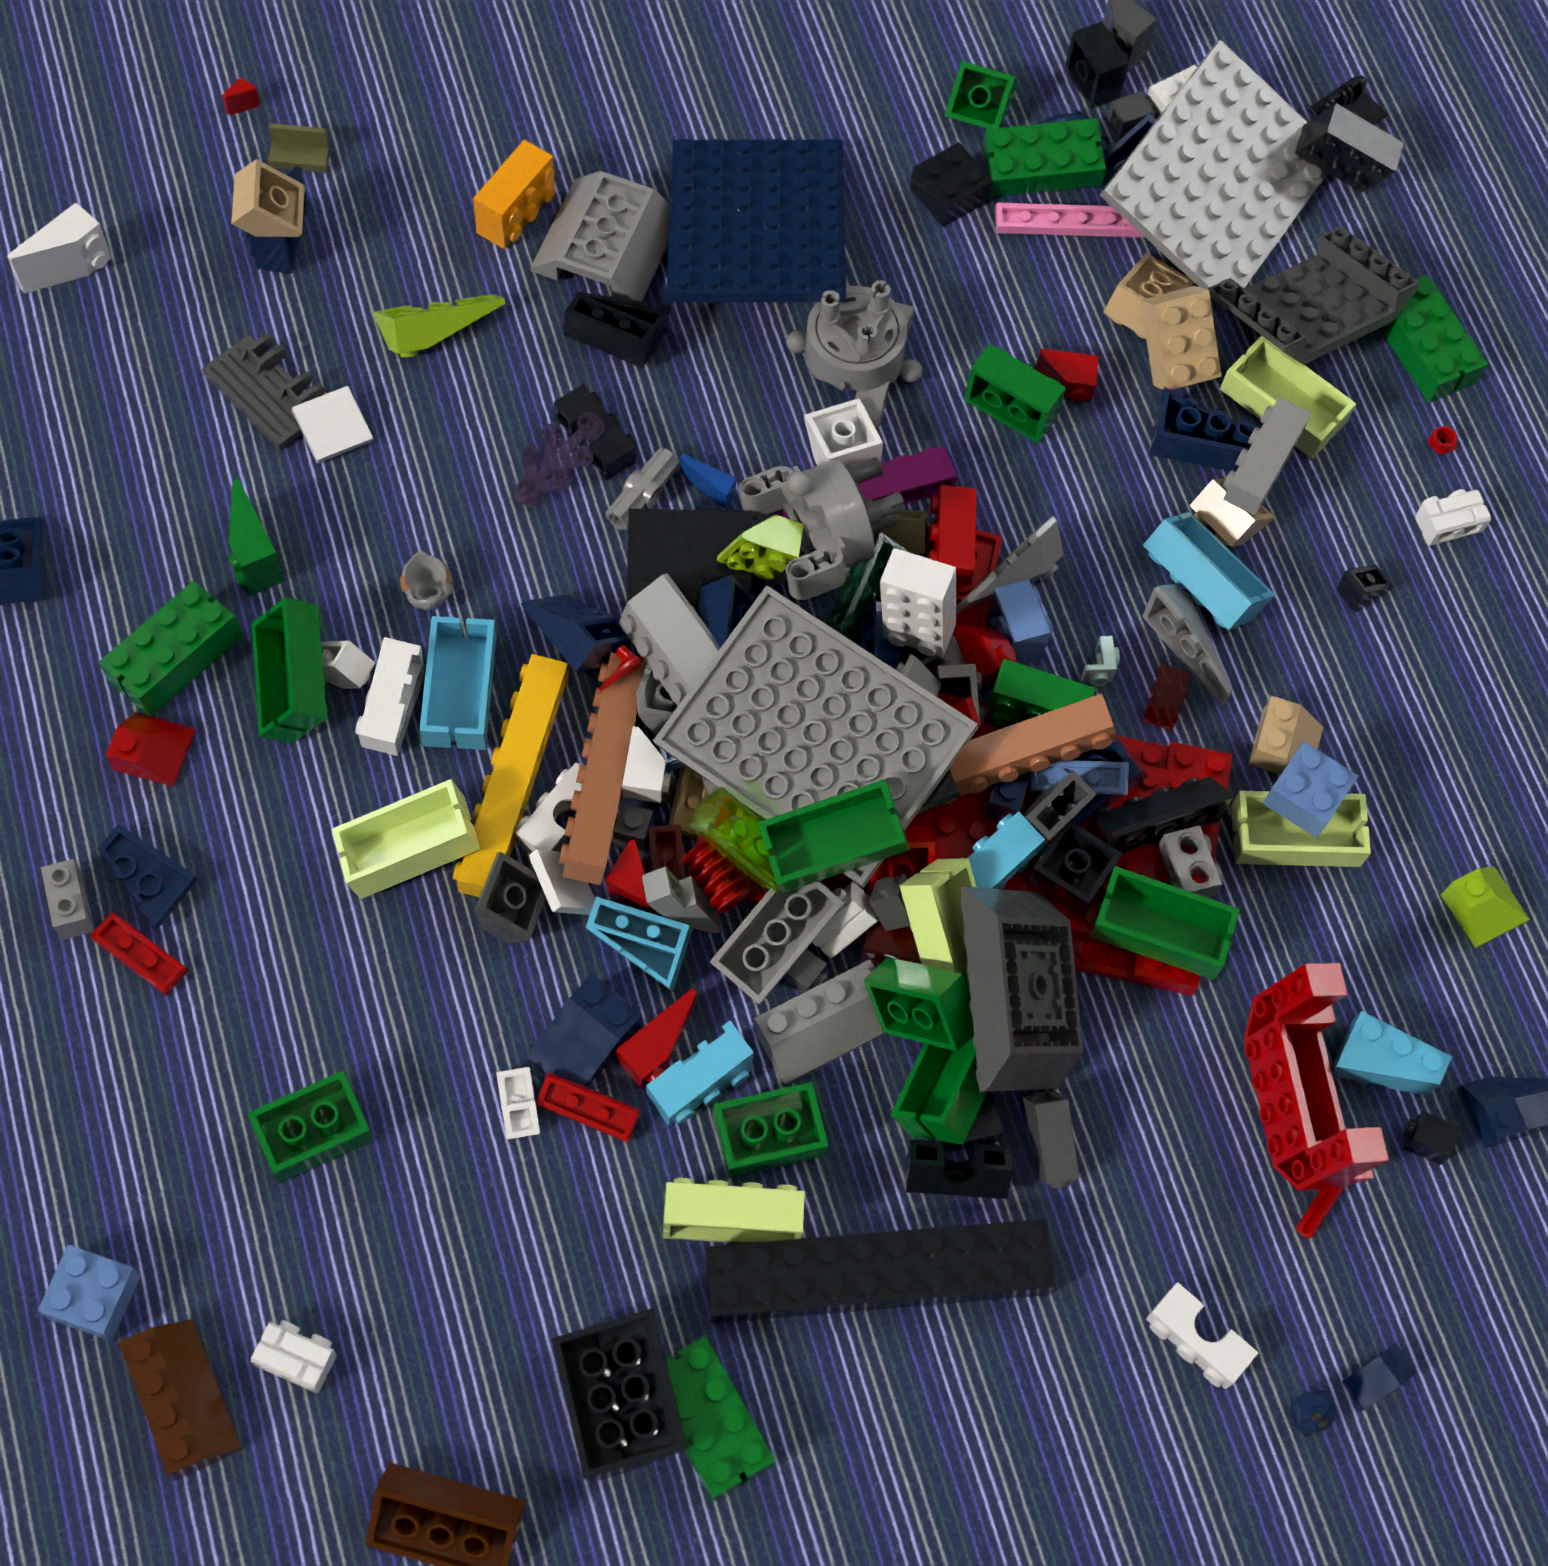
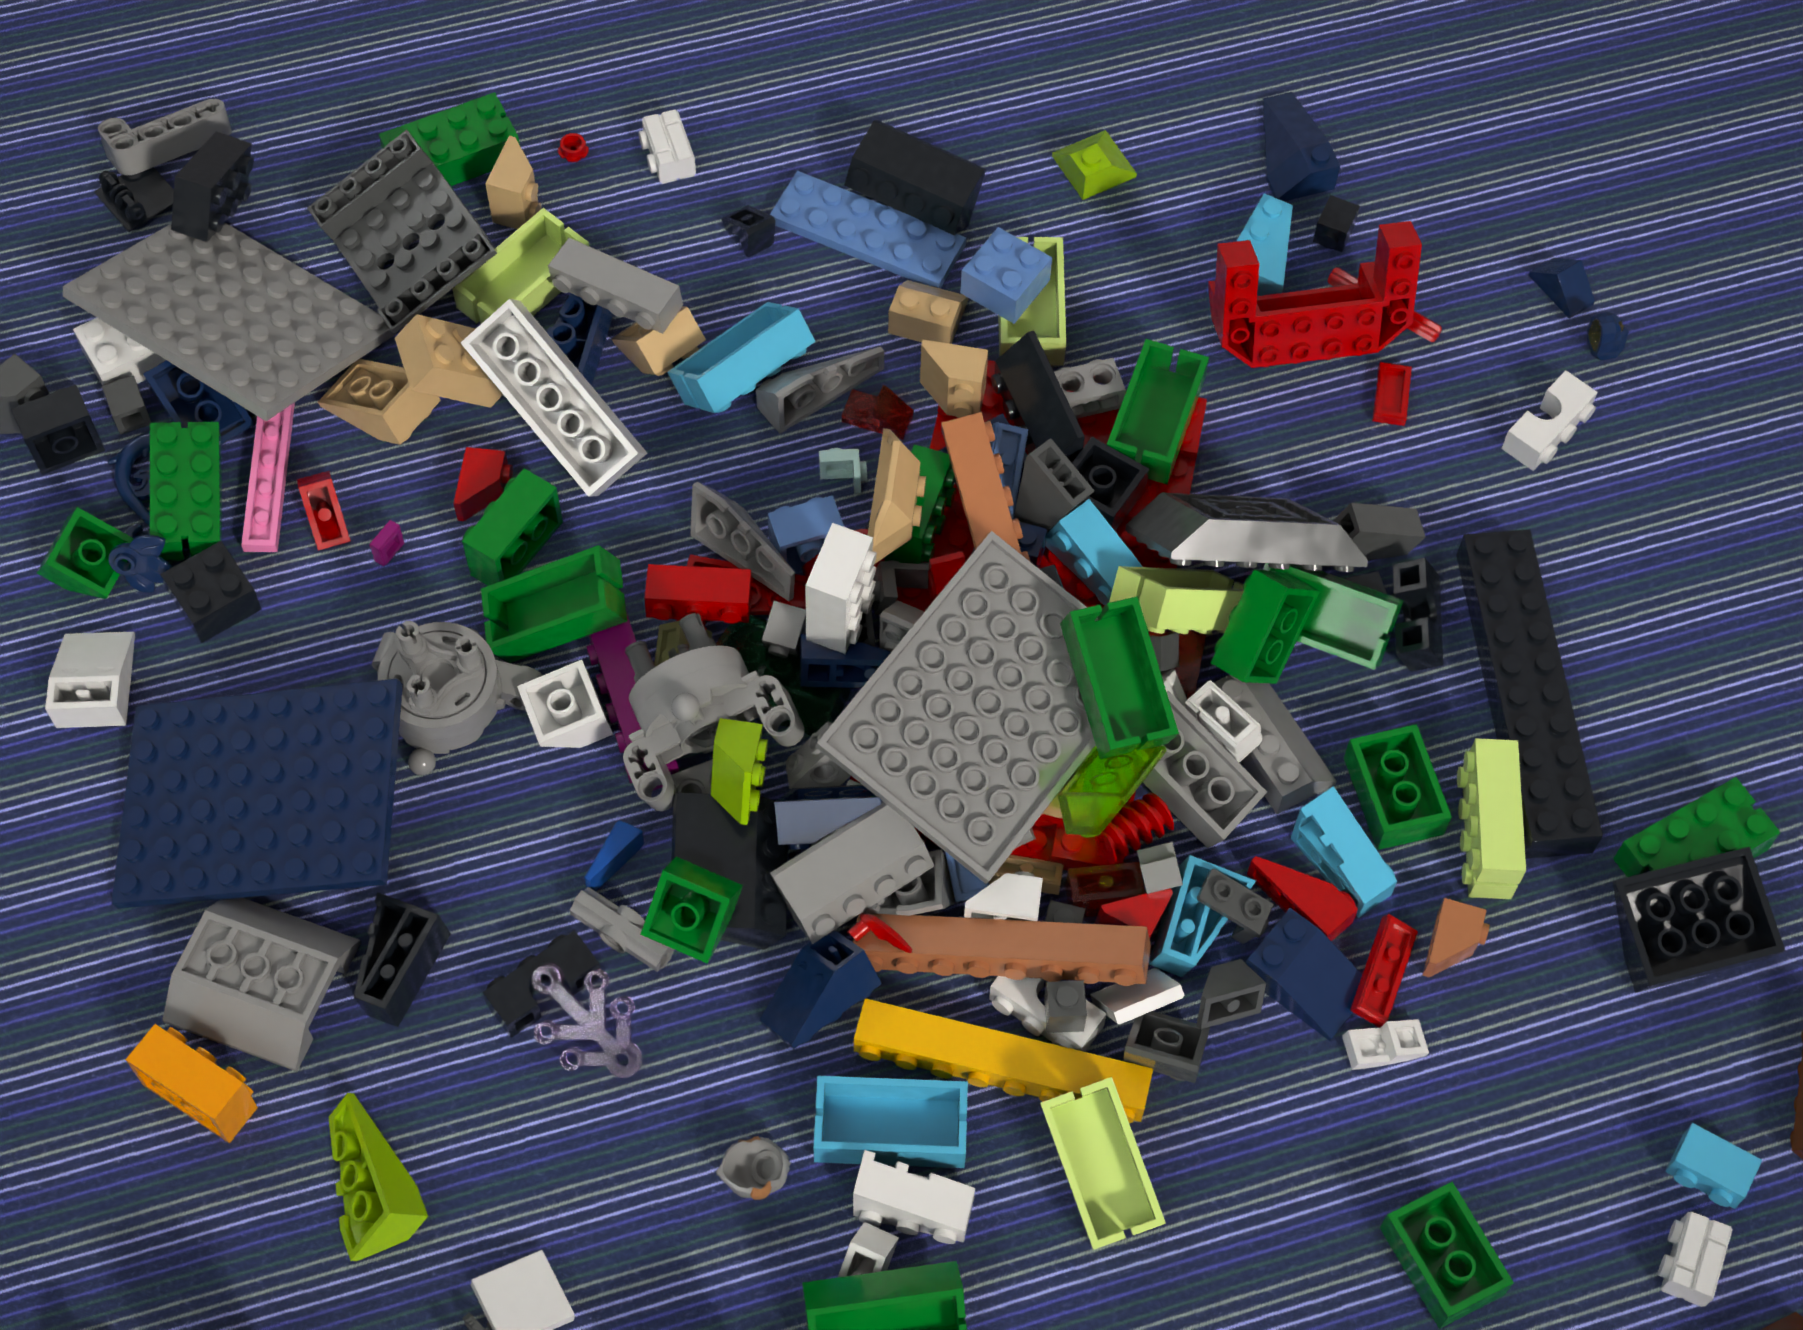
camera: 85 degrees left, 5 degrees down
(380, 1386) = (1713, 1166): none -> medium azure brick
(546, 812) = (1065, 1006): none -> dark grey brick
(560, 955) = (1230, 994): none -> dark grey slope
(619, 1172) = (1455, 935): none -> nougat slope
(638, 516) = (691, 909): none -> green slope
(645, 967) = (1236, 904): none -> dark grey bracket
(822, 960) = (1225, 720): none -> white brick
(869, 109) = (91, 680): none -> white slope
(938, 428) = (554, 604): none -> green piece
(974, 127) = (144, 561): none -> dark blue plate
(1004, 307) = (387, 543): none -> magenta tile
(1027, 659) = (895, 496): none -> tan wedge
(1036, 258) = (323, 510): none -> red slope
(1142, 409) = (553, 397): none -> white brick
(1185, 742) = (954, 376): none -> tan slope
(1227, 1180) = (1392, 393): none -> red tile
(1378, 692) = (867, 230): none -> medium blue plate
(1385, 384) = (512, 187): none -> tan slope
(1409, 122) = (163, 138): none -> light grey beam
(1432, 725) = (915, 177): none -> black slope

